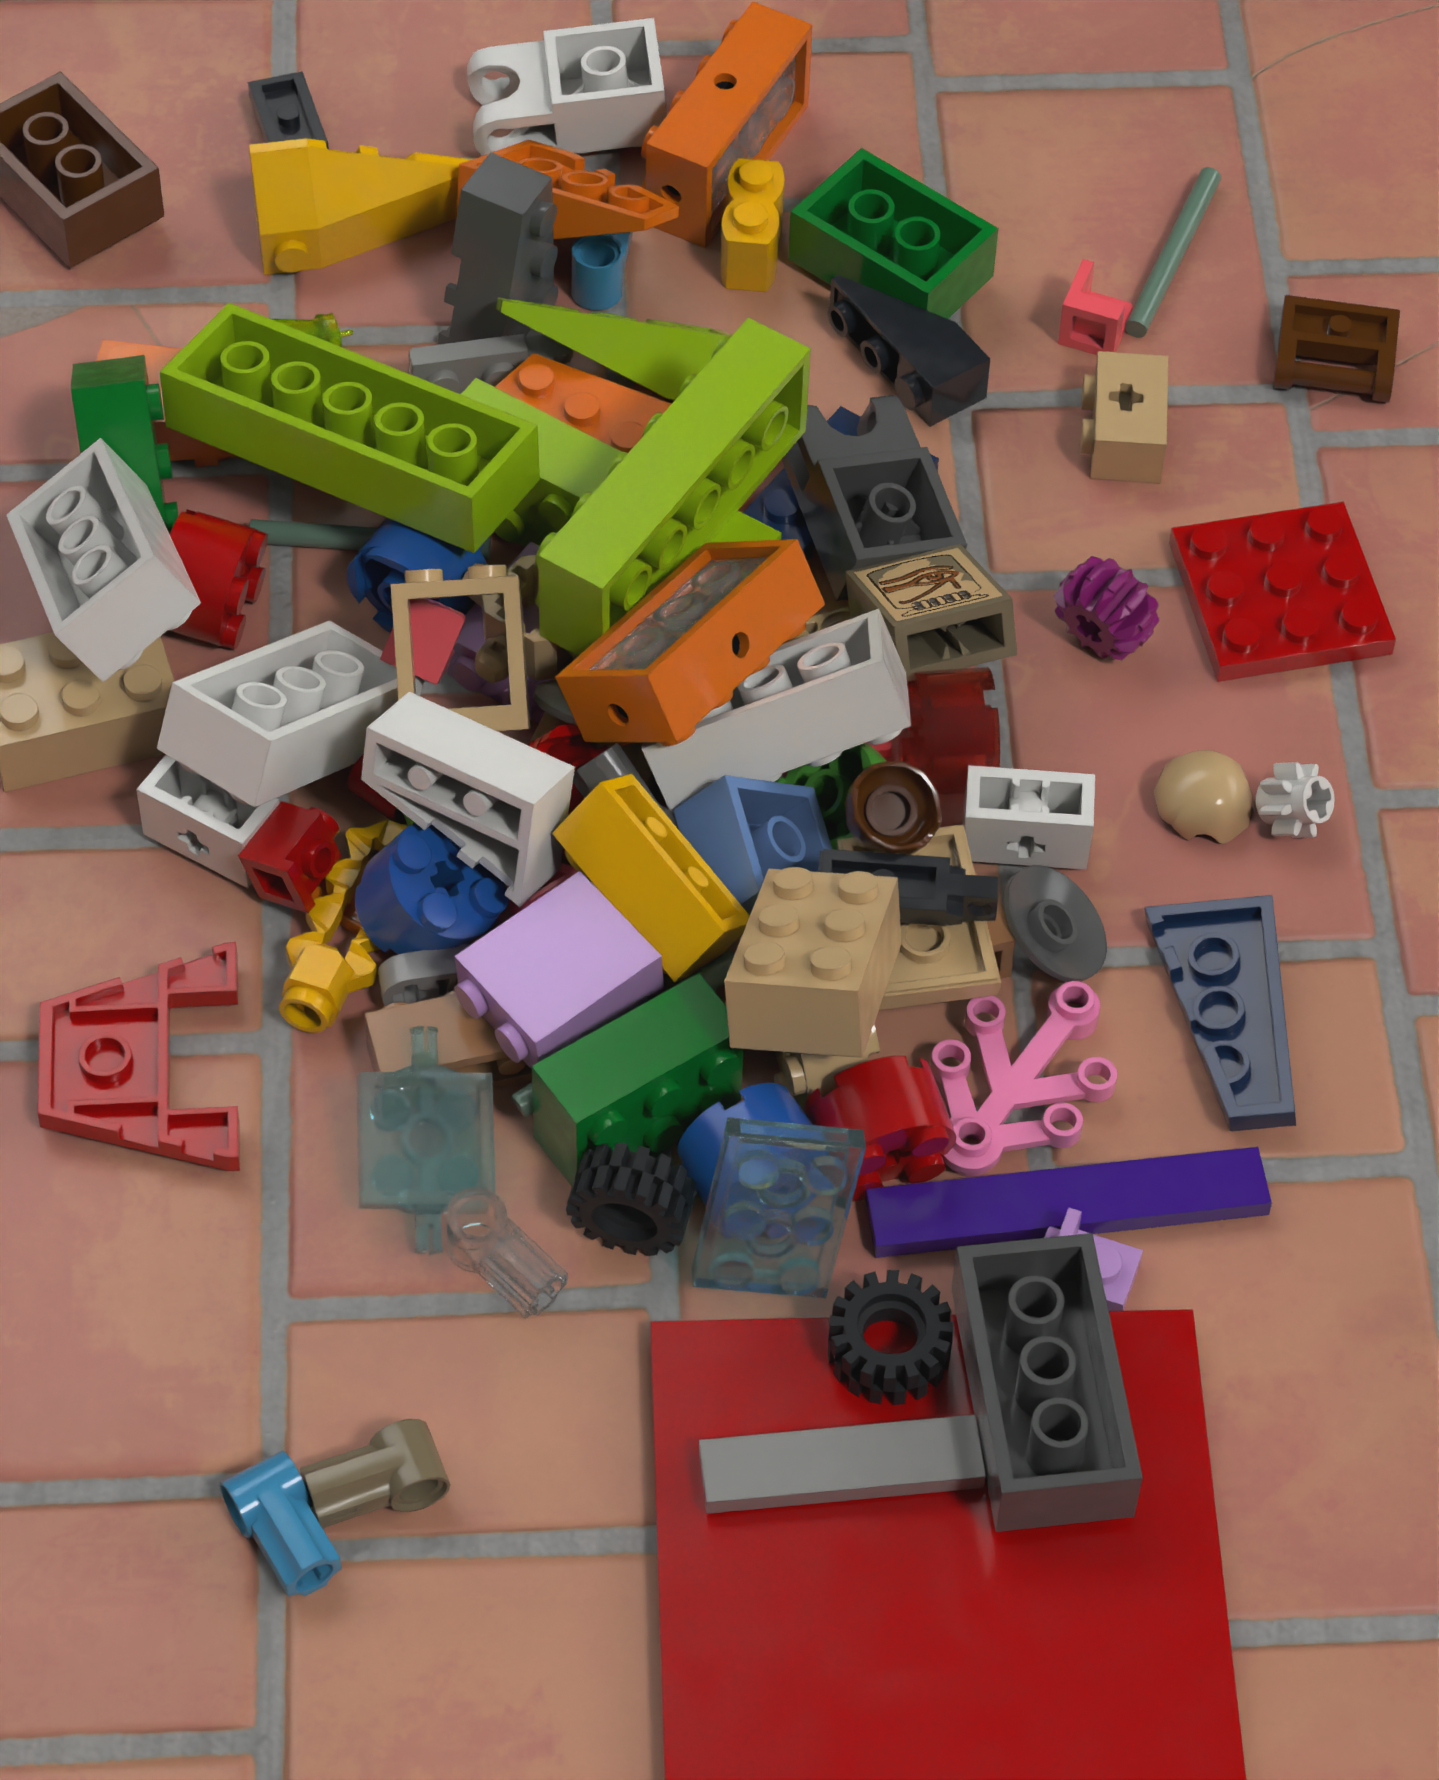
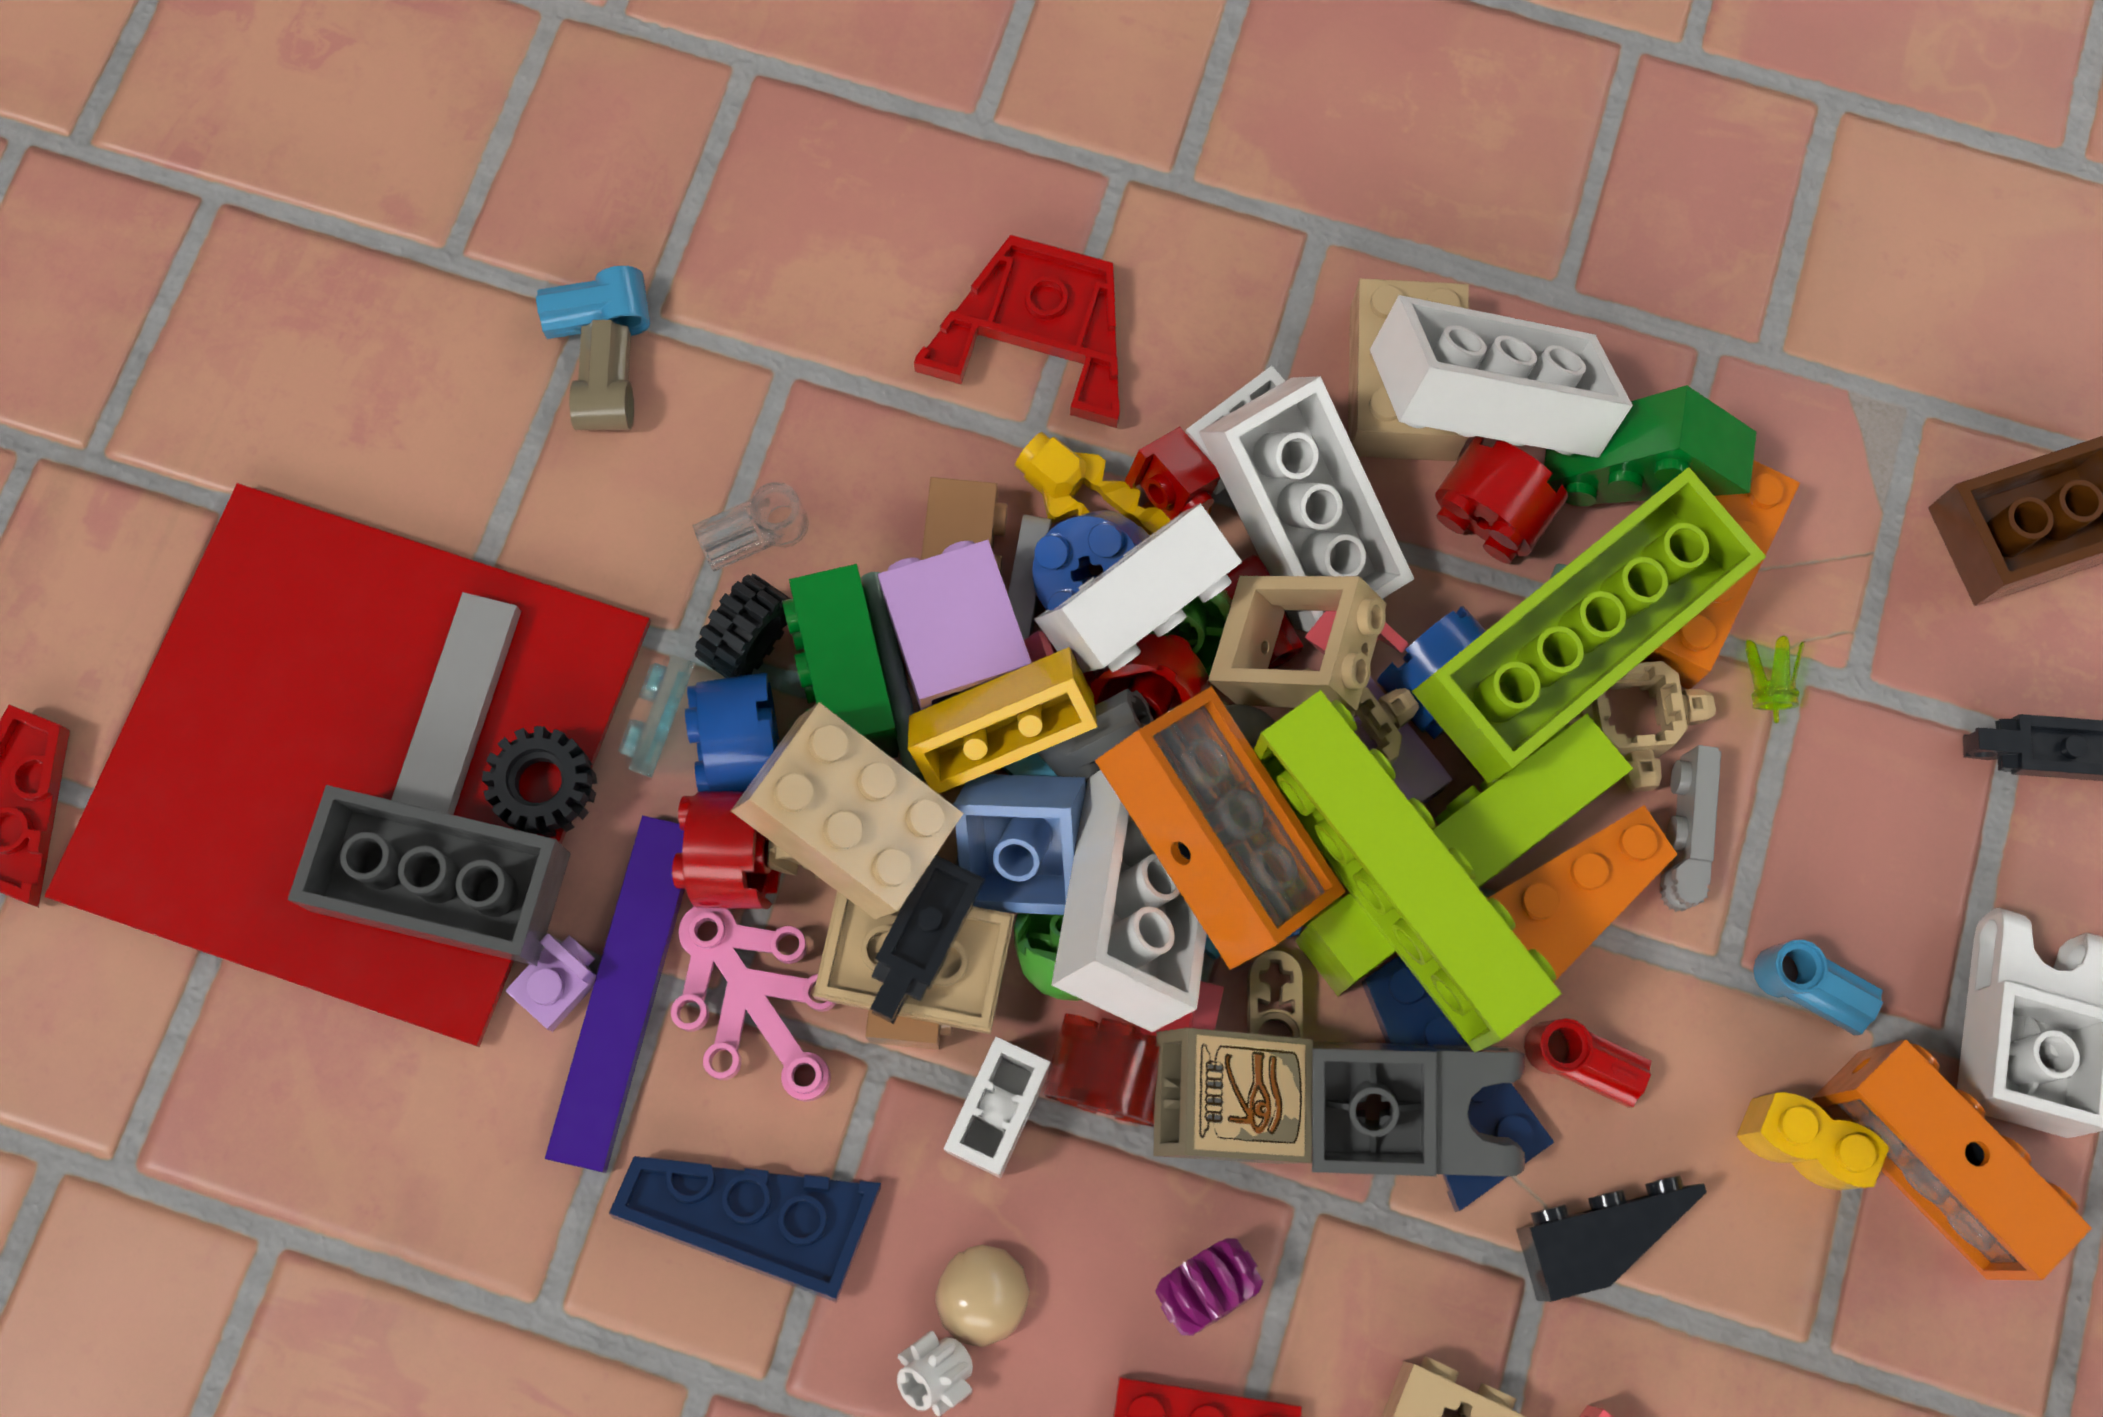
camera: 110 degrees right, 20 degrees up
(337, 204) = (1927, 741): yellow wedge -> none
(423, 1138) = (869, 497): clear light blue plate -> none
(503, 249) = (1798, 859): dark grey wedge -> none
(584, 199) = (1880, 946): orange wedge -> none
(647, 352) = (1659, 967): lime wedge -> none
(892, 236) = (1744, 1271): green brick -> none
(893, 808) = (998, 955): reddish brown hair -> none
(1055, 923) = (872, 1105): dark grey dish -> none

